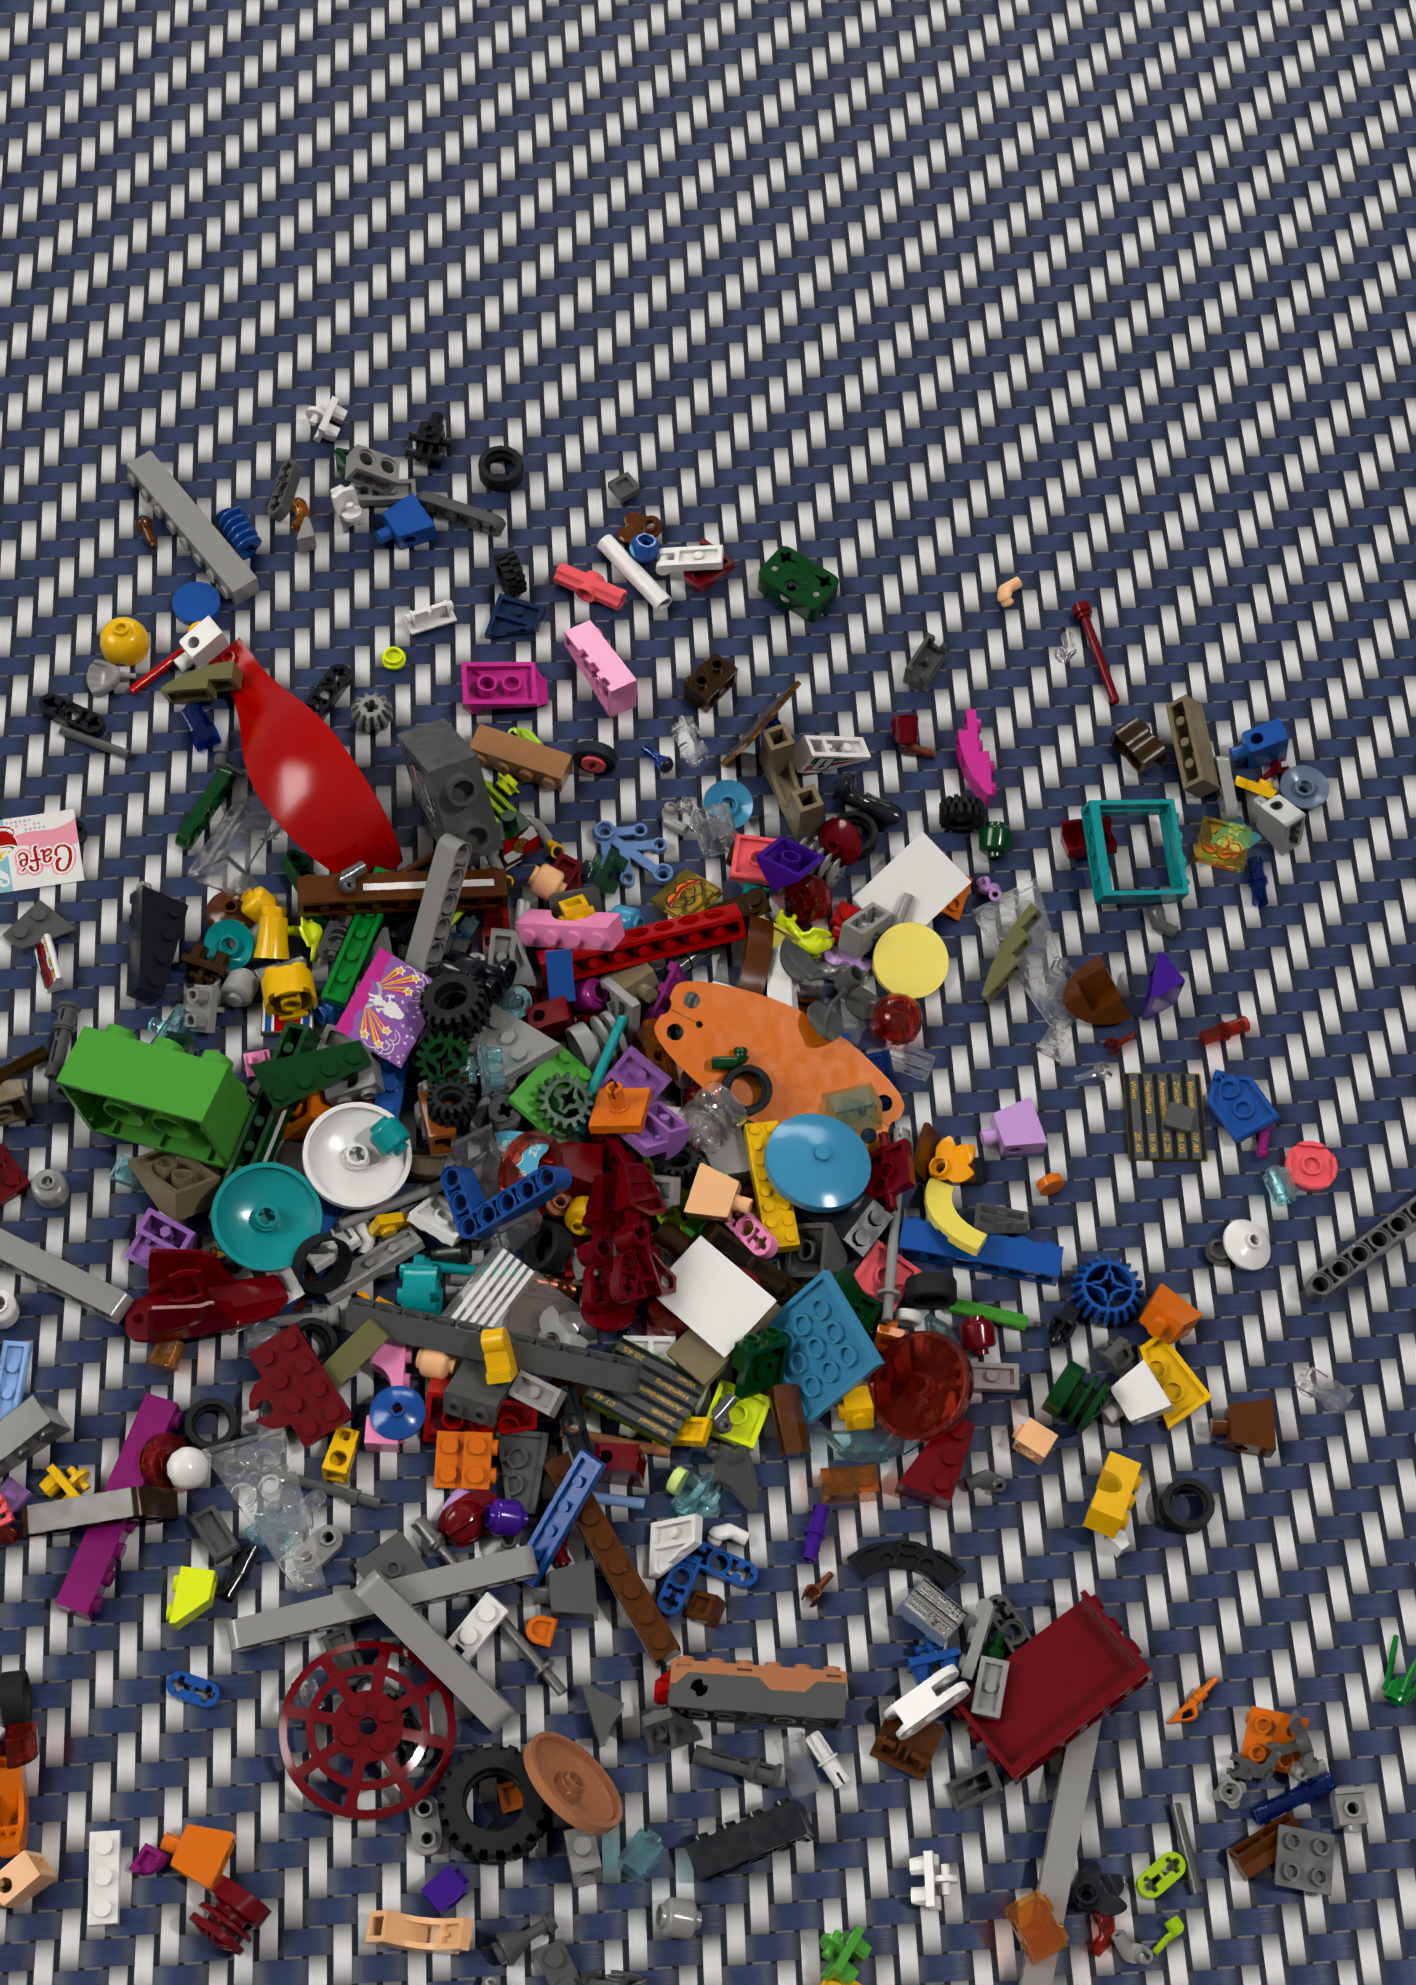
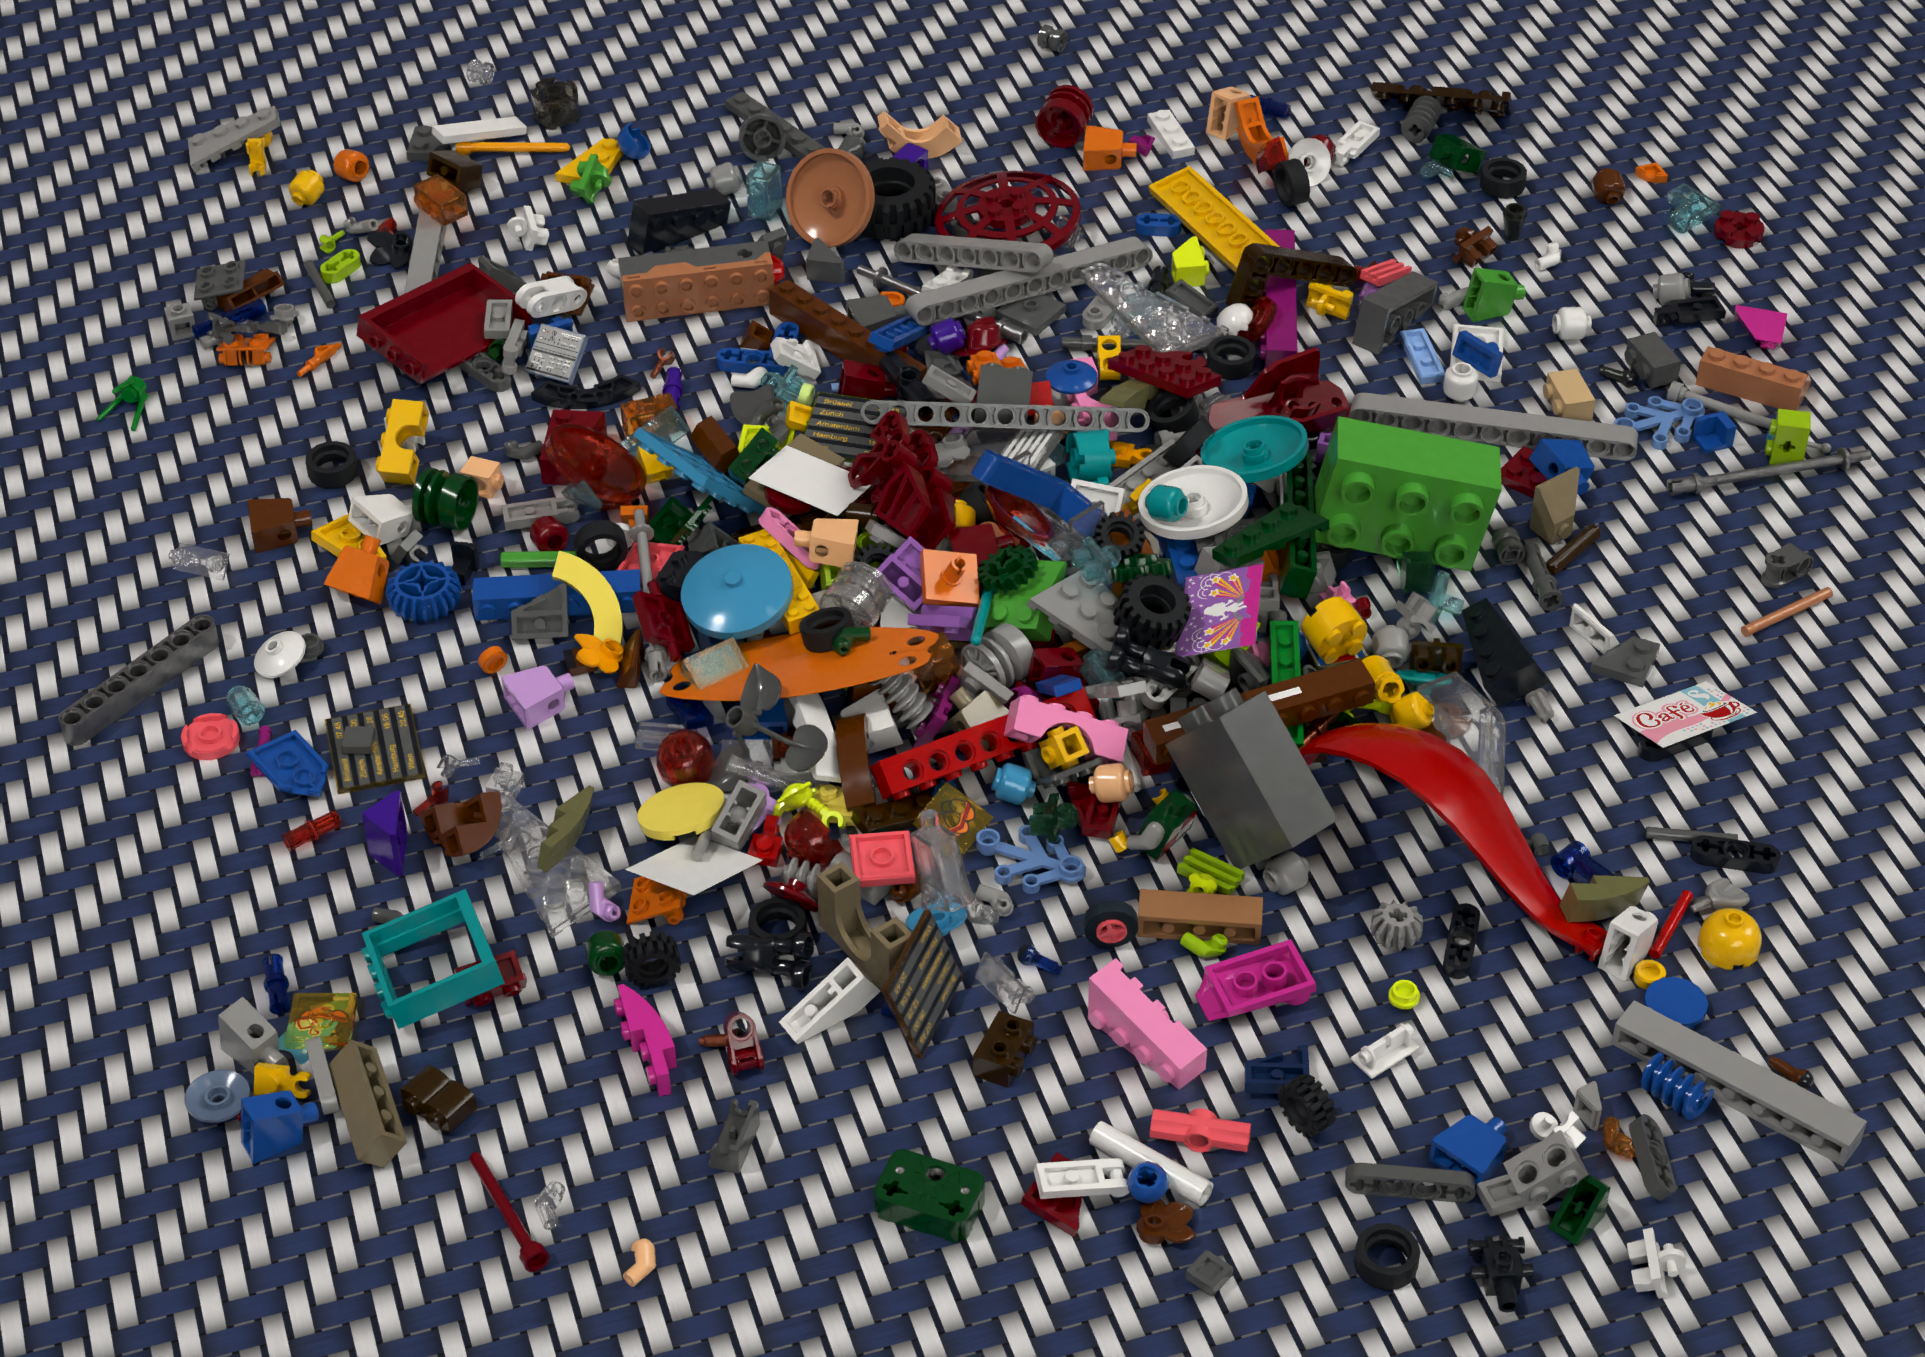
camera: 170 degrees right, 20 degrees down
(135, 1649) = (1208, 215): none -> yellow plate
(205, 808) = (1526, 790): dark green beam -> none
(241, 1045) = (1363, 608): none -> dark red hand
(348, 877) = (1318, 685): dark grey arm -> none
(498, 1356) = (992, 391): yellow leg -> none
(787, 862) = (841, 834): dark purple slope -> none

